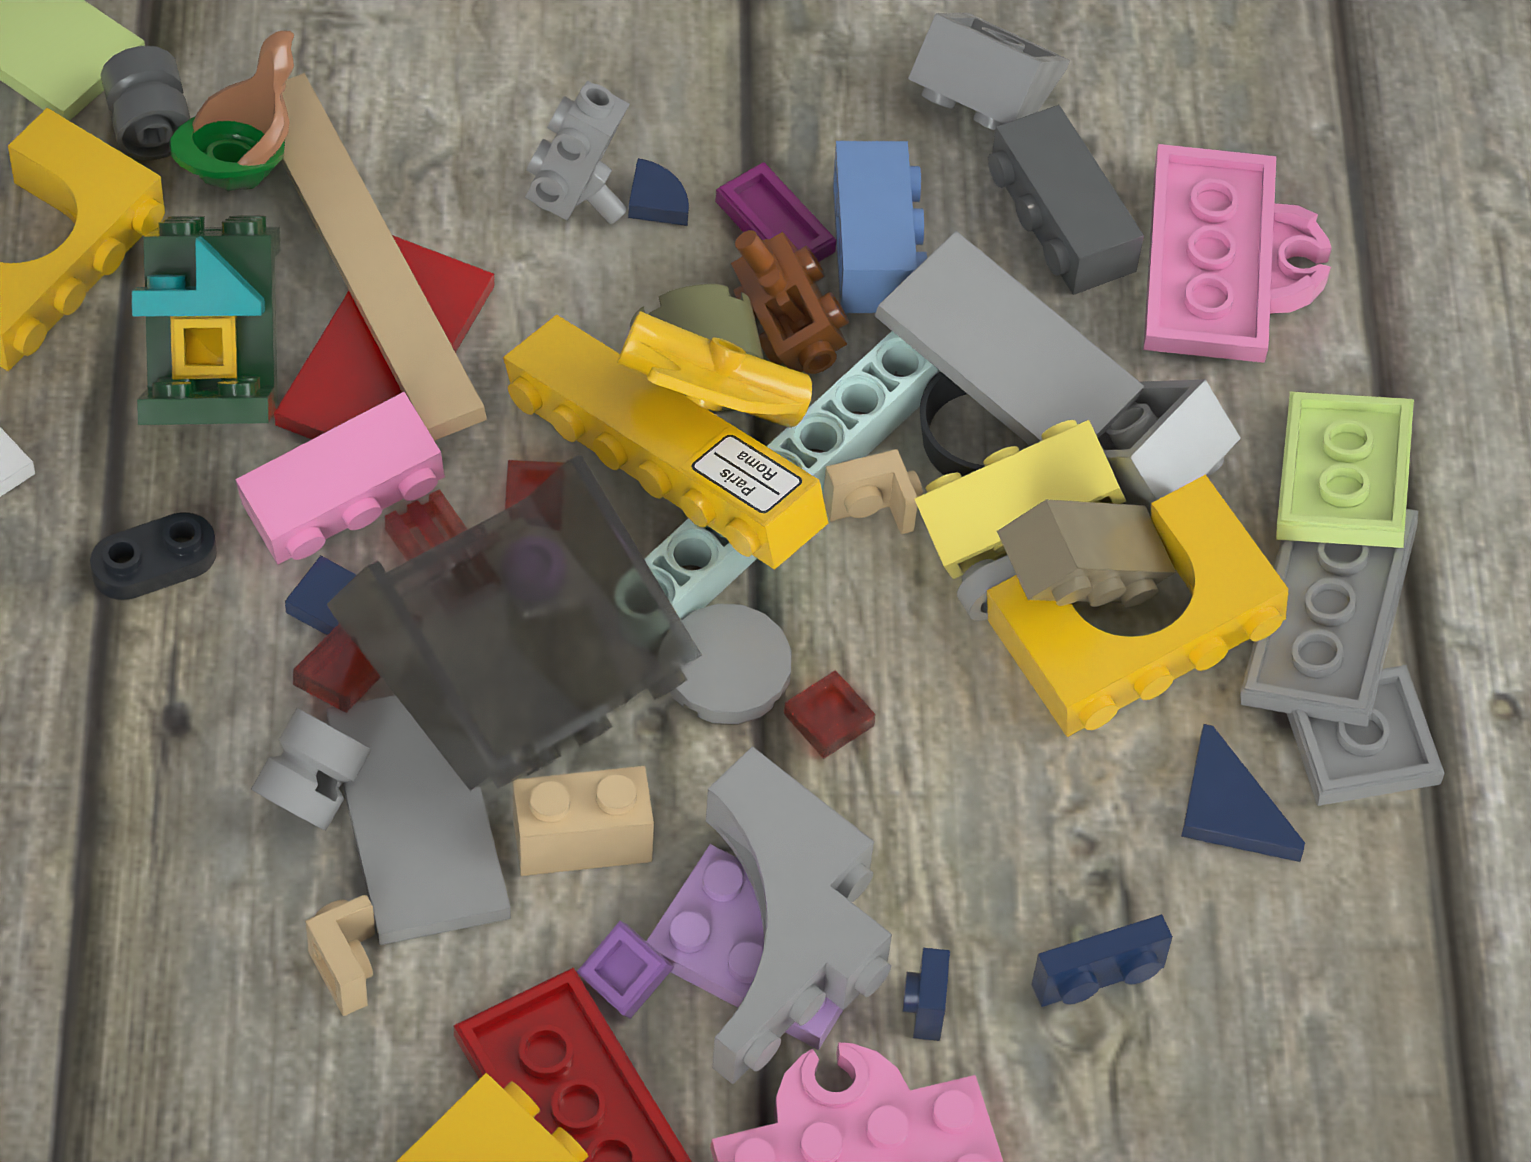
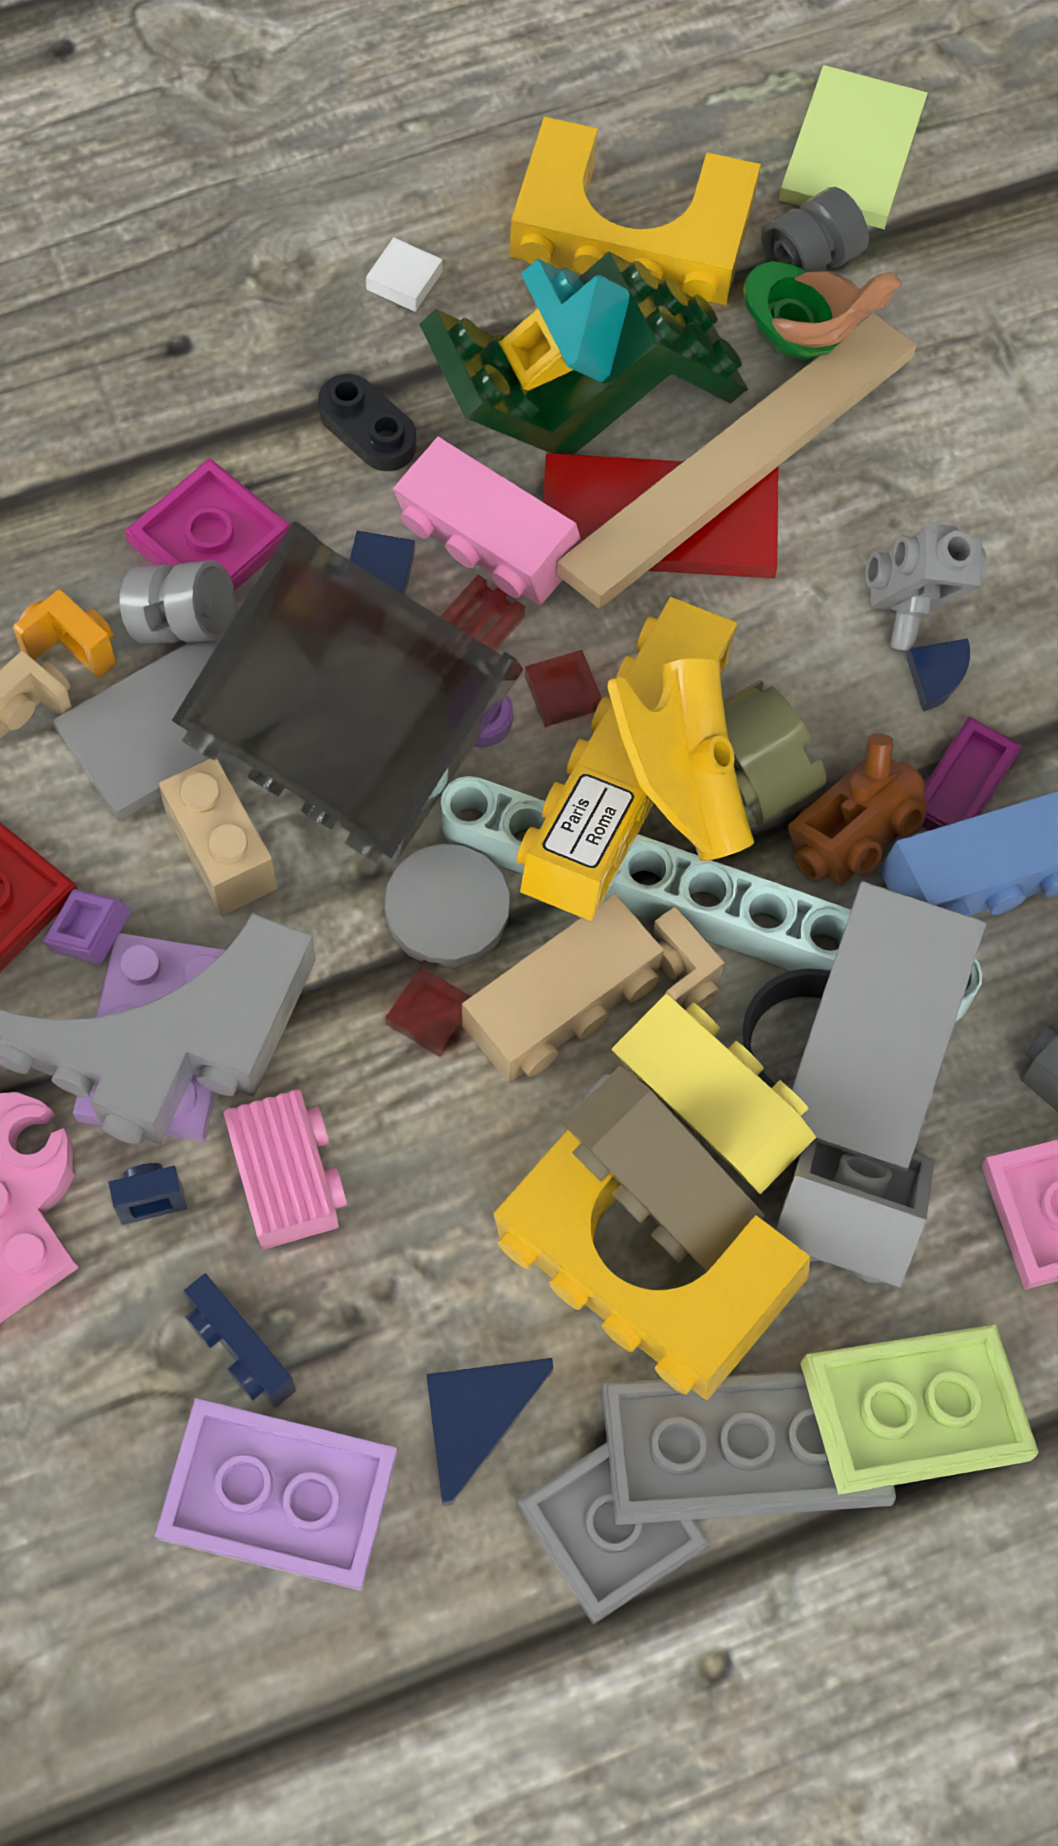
camera: 70 degrees right, 10 degrees up
(212, 734) = (210, 520): none -> dark pink tile
(284, 882) = (62, 620): none -> light orange bracket
(864, 598) = (563, 990): none -> tan brick
(948, 875) = (282, 1168): none -> bright pink brick
(1251, 978) = (277, 1494): none -> lavender plate

